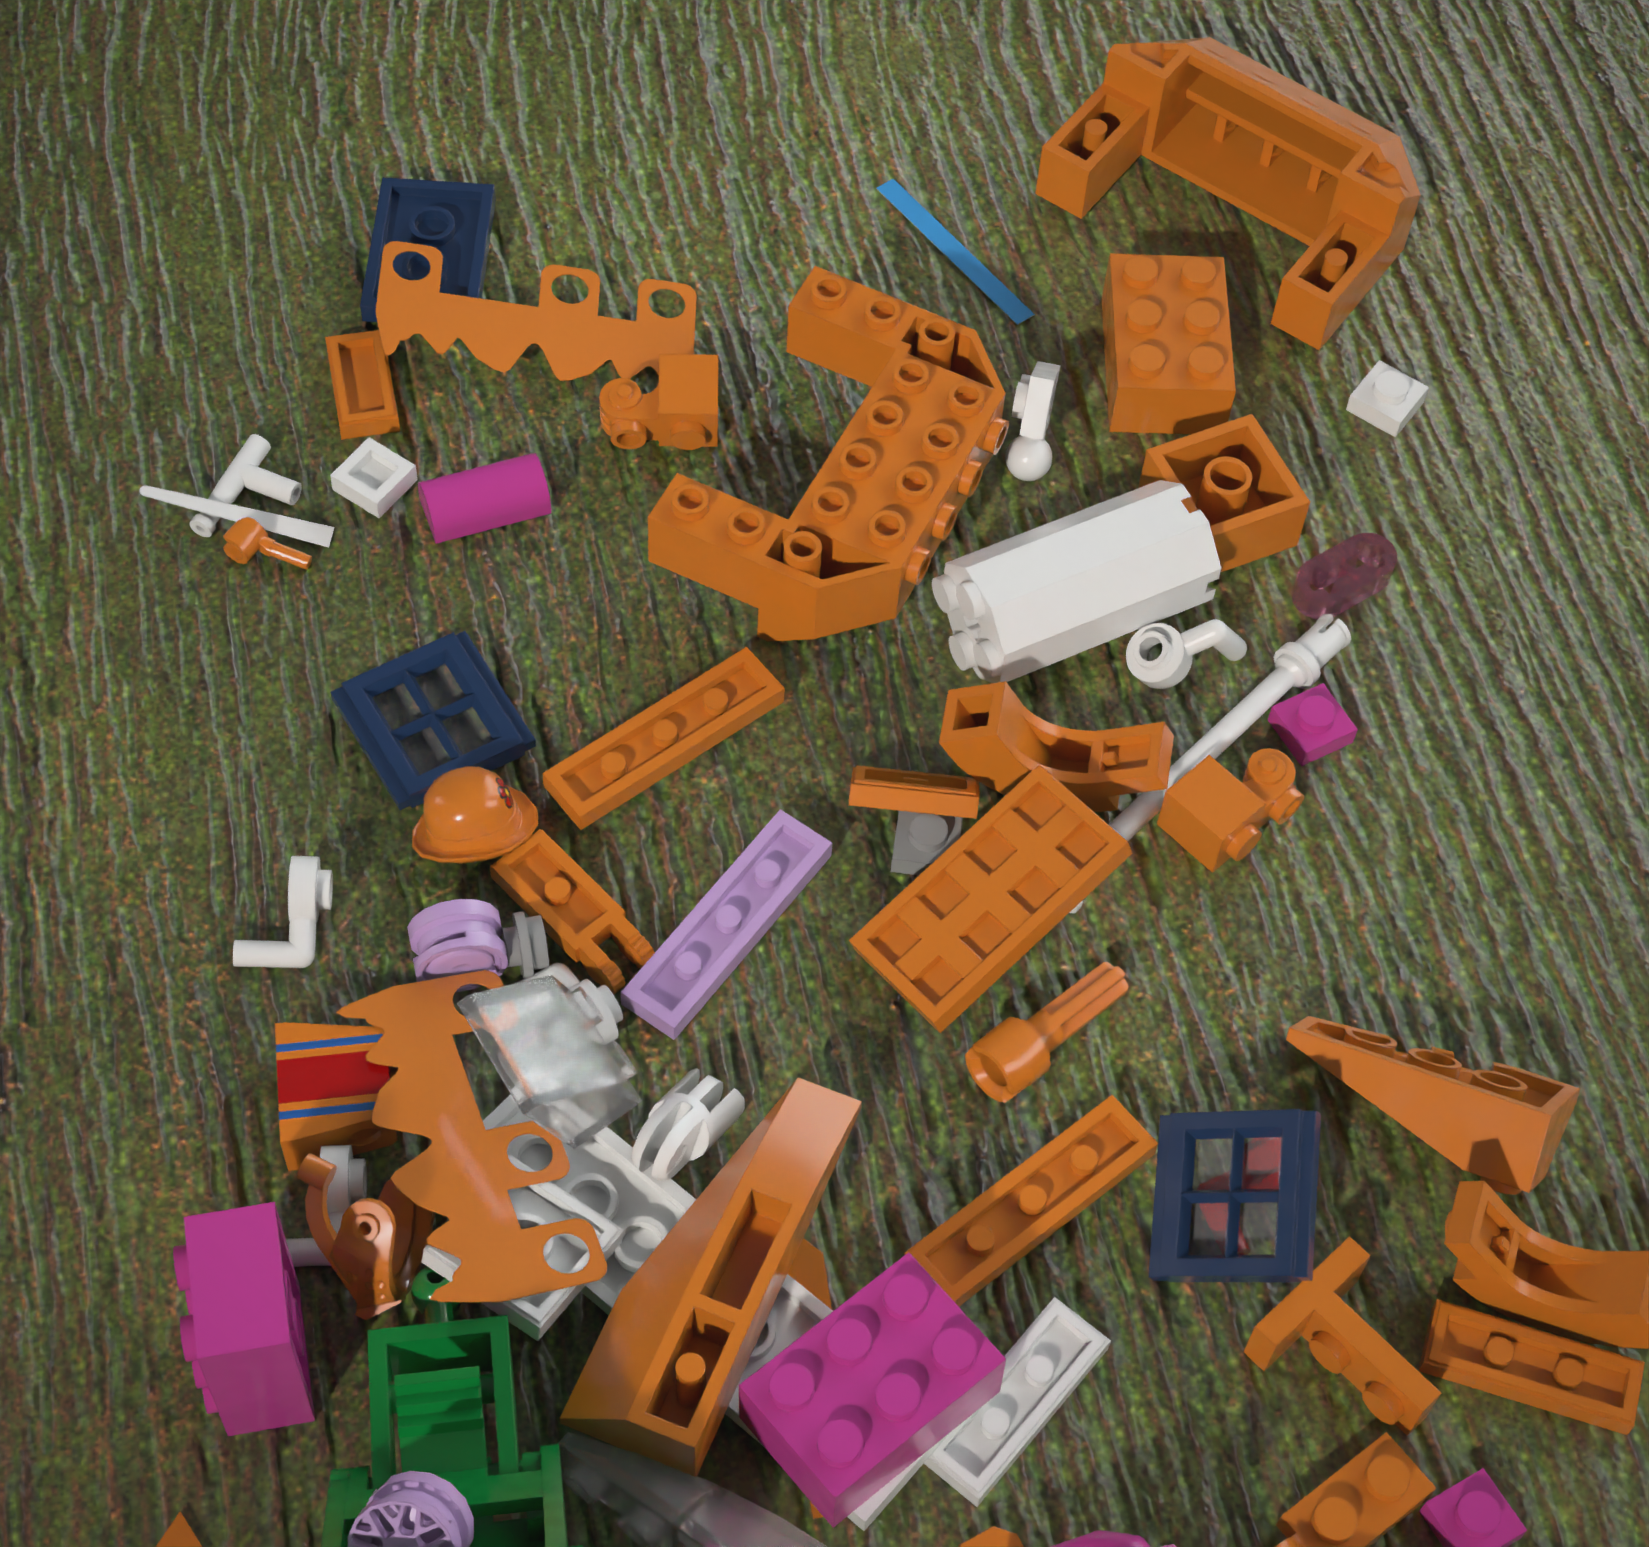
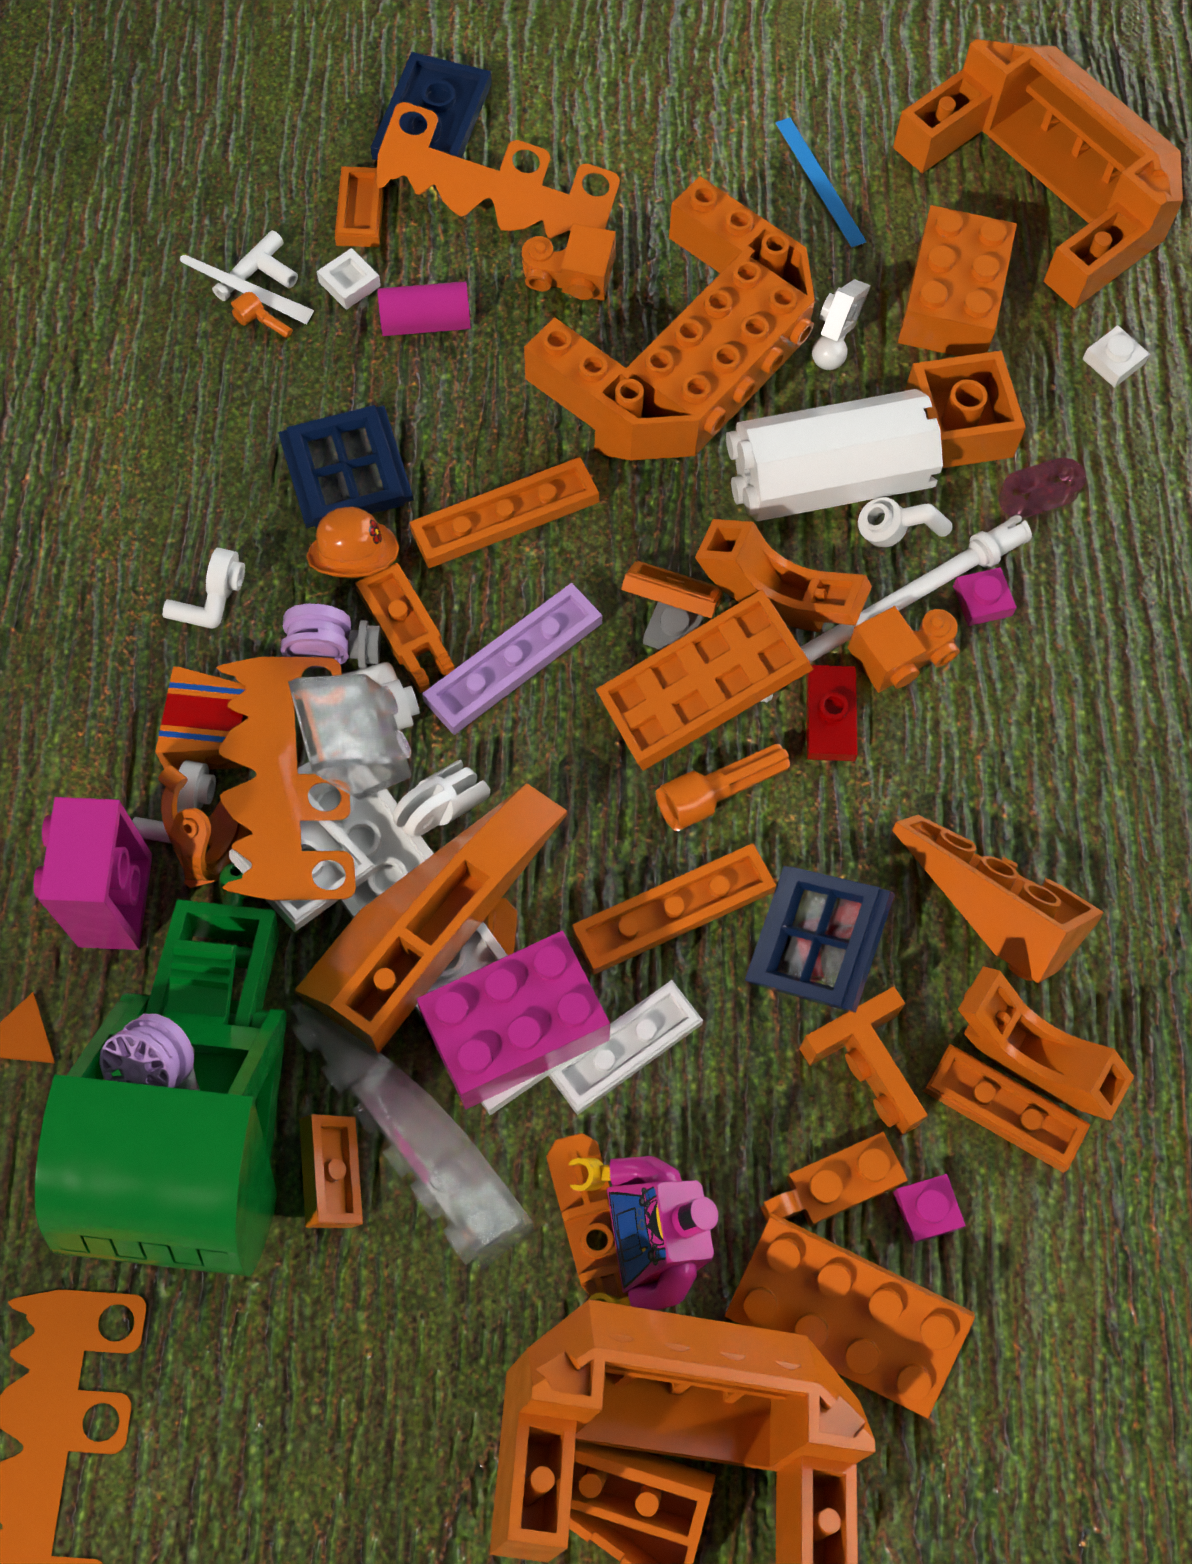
camera: 15 degrees right, 10 degrees up
(1162, 911) = (831, 713): none -> red plate

